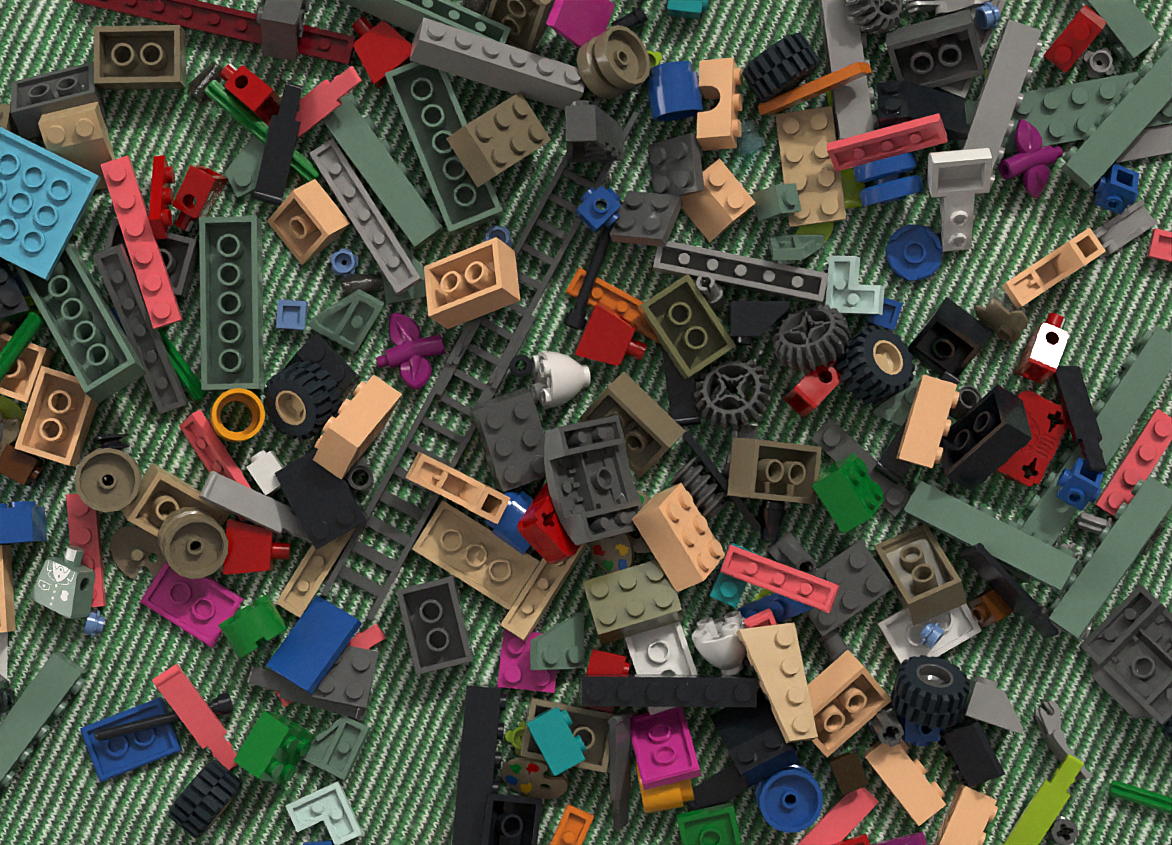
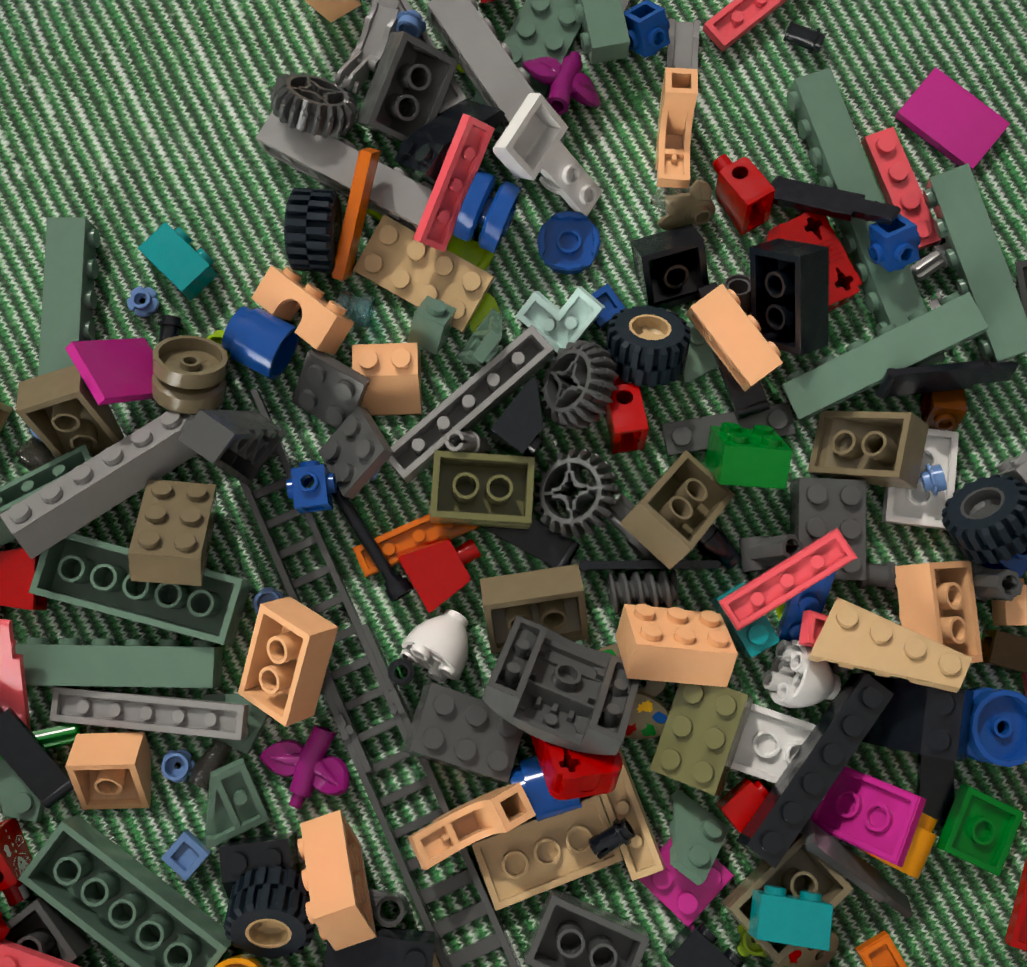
camera: 55 degrees left, 5 degrees down
(518, 590) = (611, 838): none -> black pin

